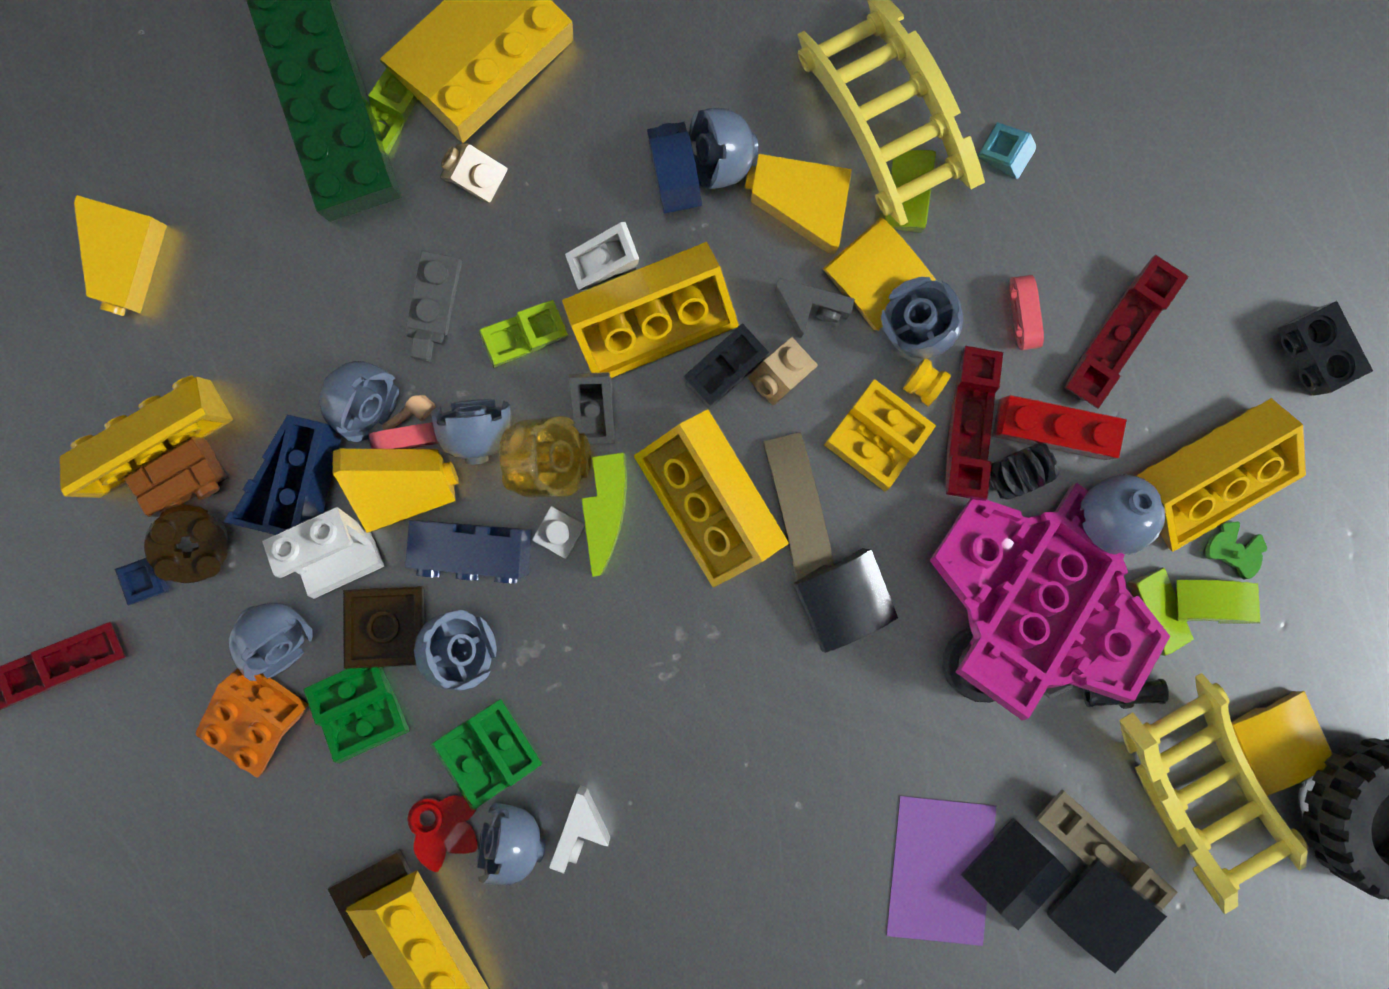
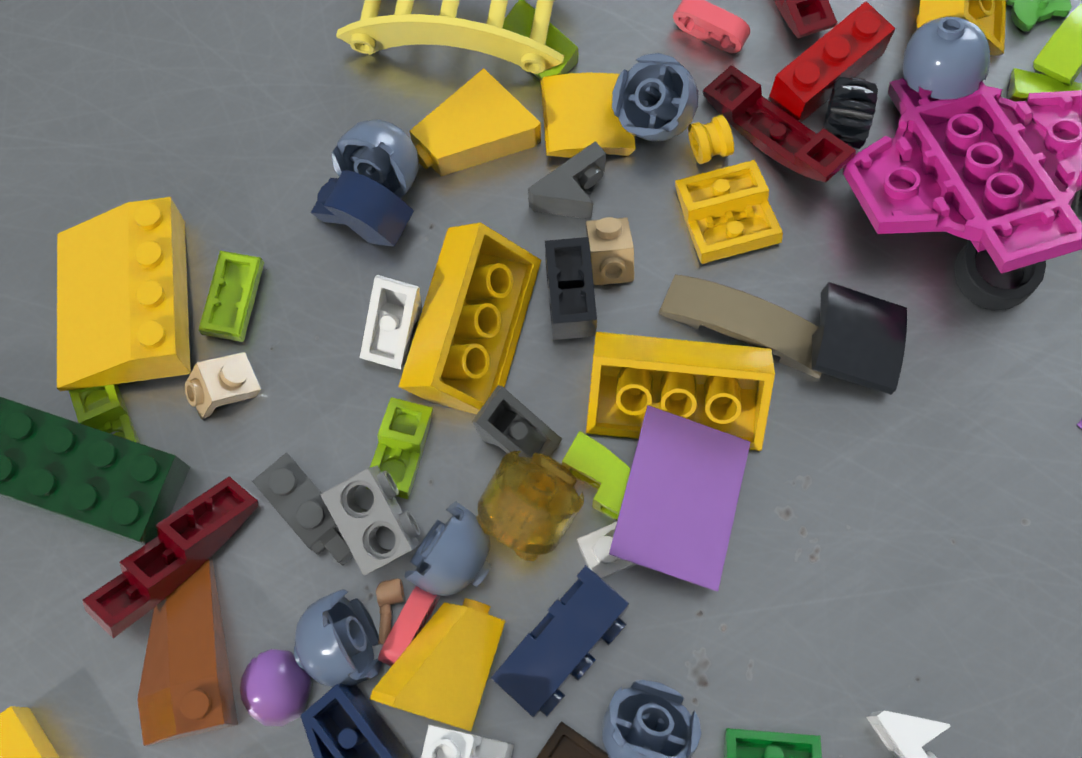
camera: 50 degrees left, 15 degrees down
(269, 308) = (186, 664): none -> dark orange wedge
(299, 379) = (275, 688): none -> medium lavender hair
(329, 240) = (167, 561): none -> dark red slope
(445, 351) = (360, 525): none -> light grey brick
(540, 124) = (231, 296): none -> lime plate
(629, 557) = (681, 498): none -> medium lavender sticker

